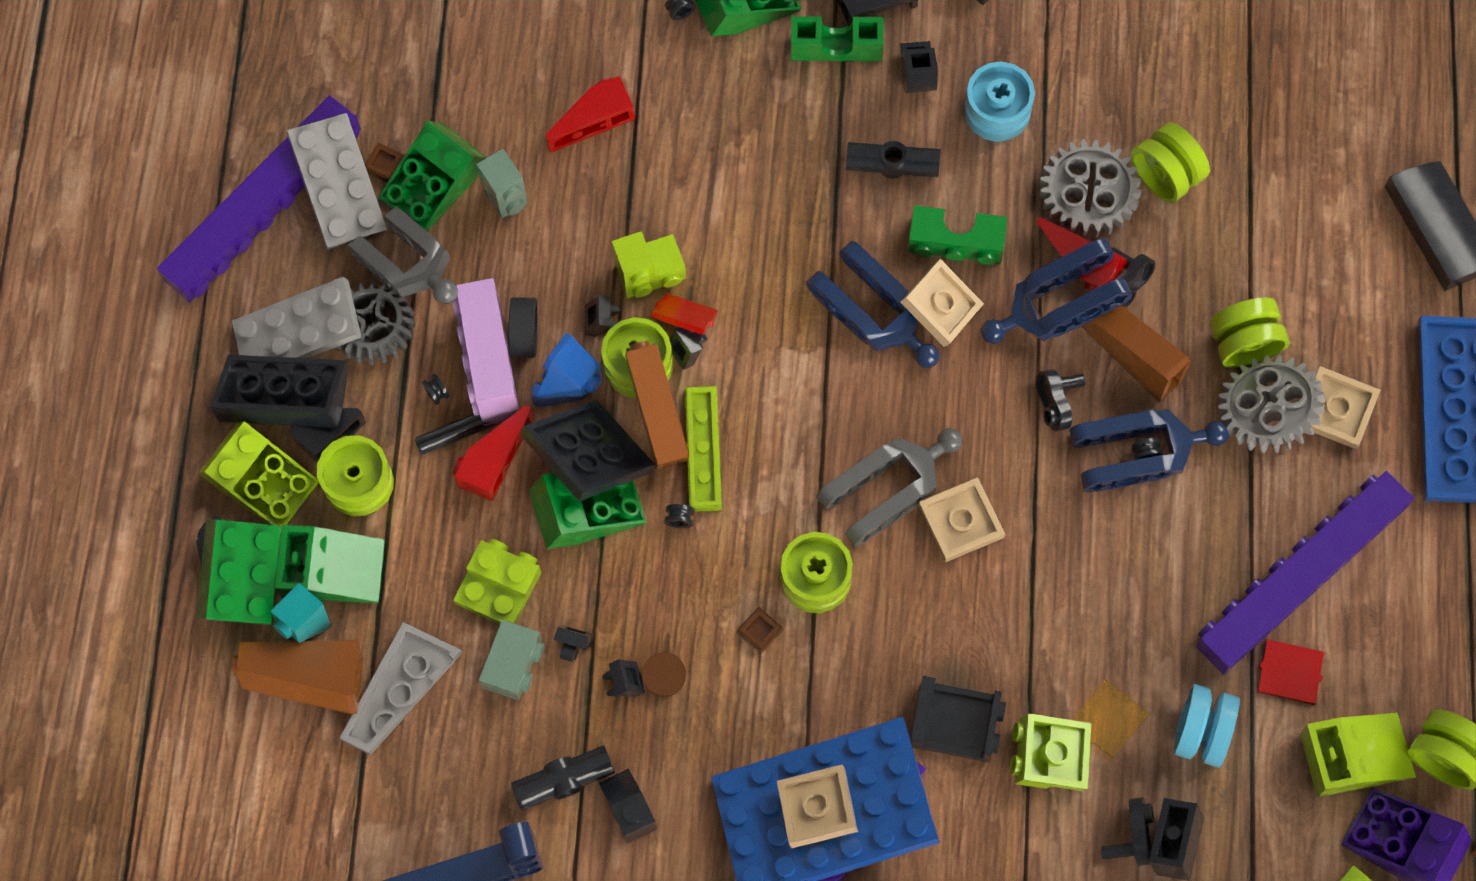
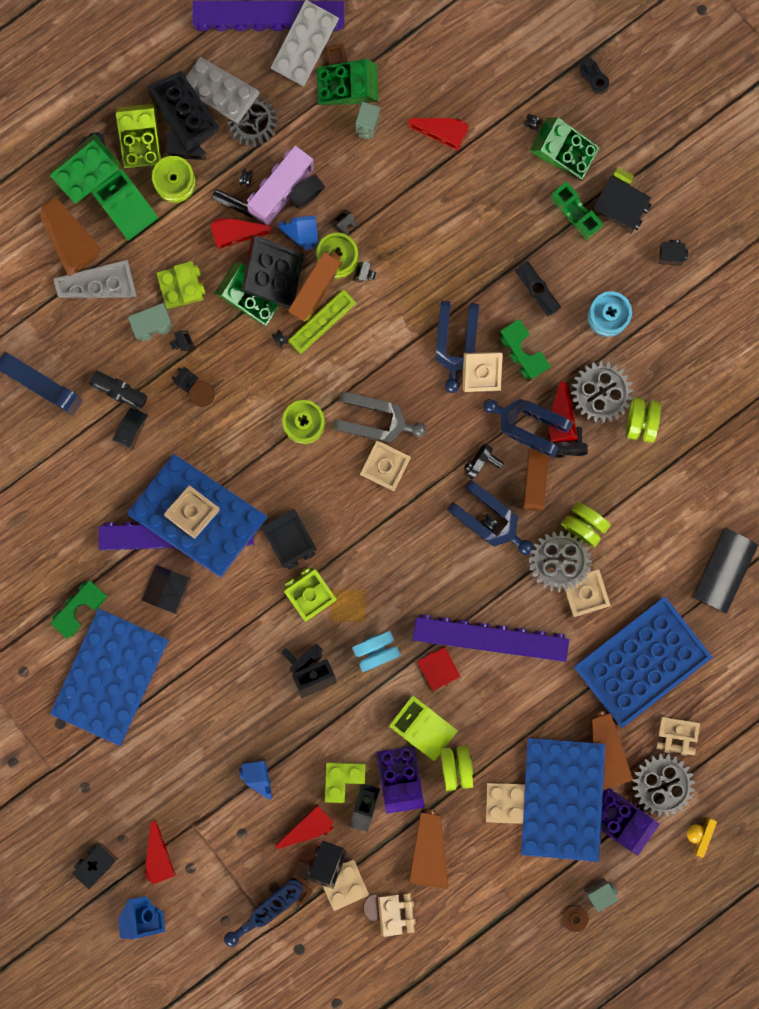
camera: 45 degrees right, 15 degrees up
(300, 615) = (88, 213): teal slope -> none
(421, 276) = (292, 126): dark grey piece -> none
(647, 265) = (386, 221): lime brick -> none
(684, 313) = (377, 258): red piece -> none
(759, 630) = (258, 418): reddish brown tile -> none
(919, 67) = (595, 261): black brick -> none

